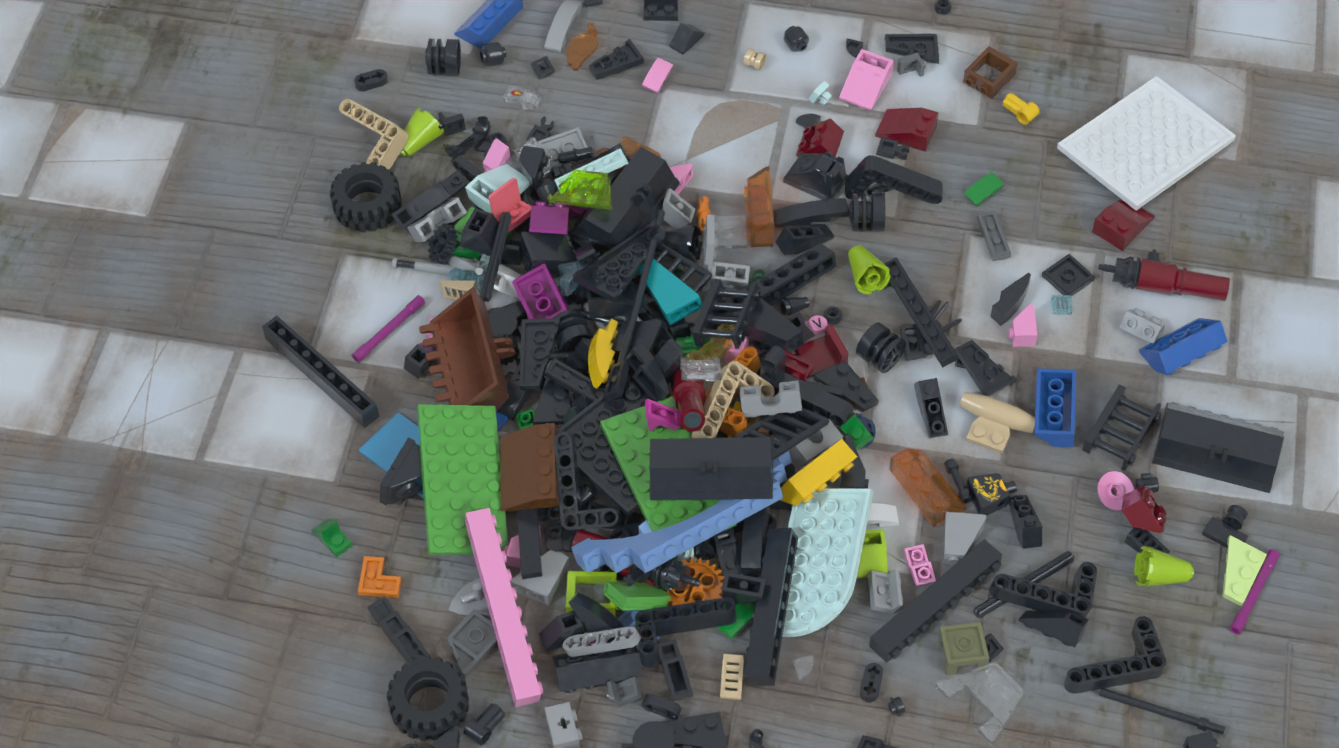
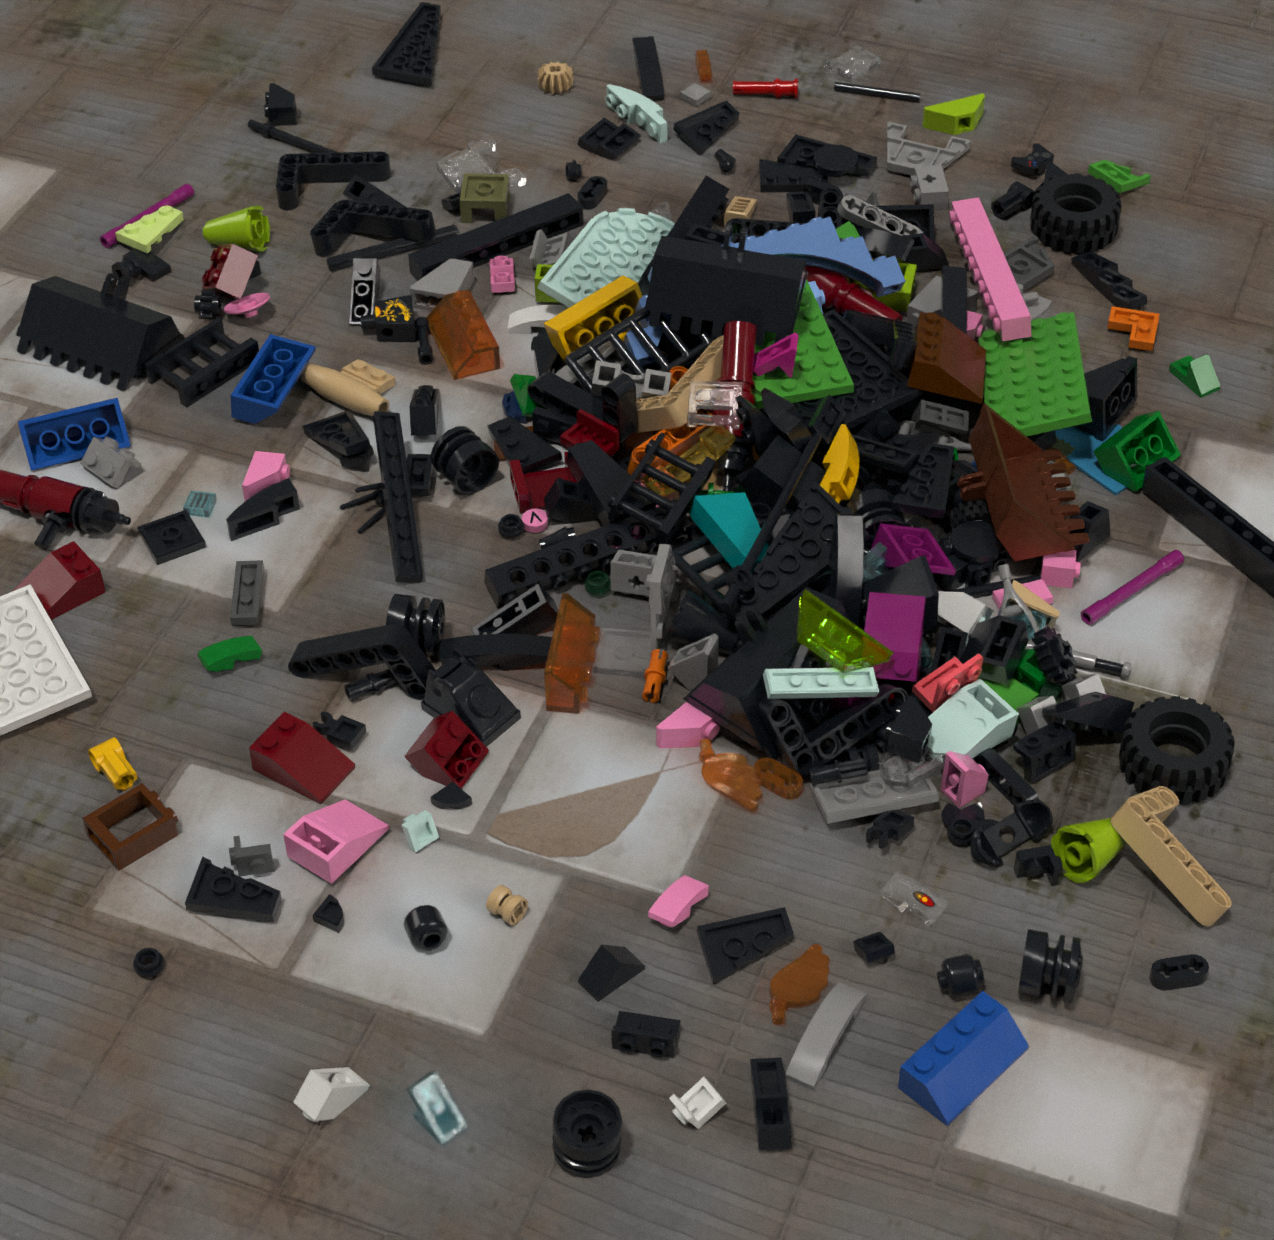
camera: 170 degrees left, 10 degrees down
(382, 440) = (1135, 447): none -> green slope
(495, 257) = (976, 608): black axle -> none
(867, 270) = (445, 559): lime cone -> none

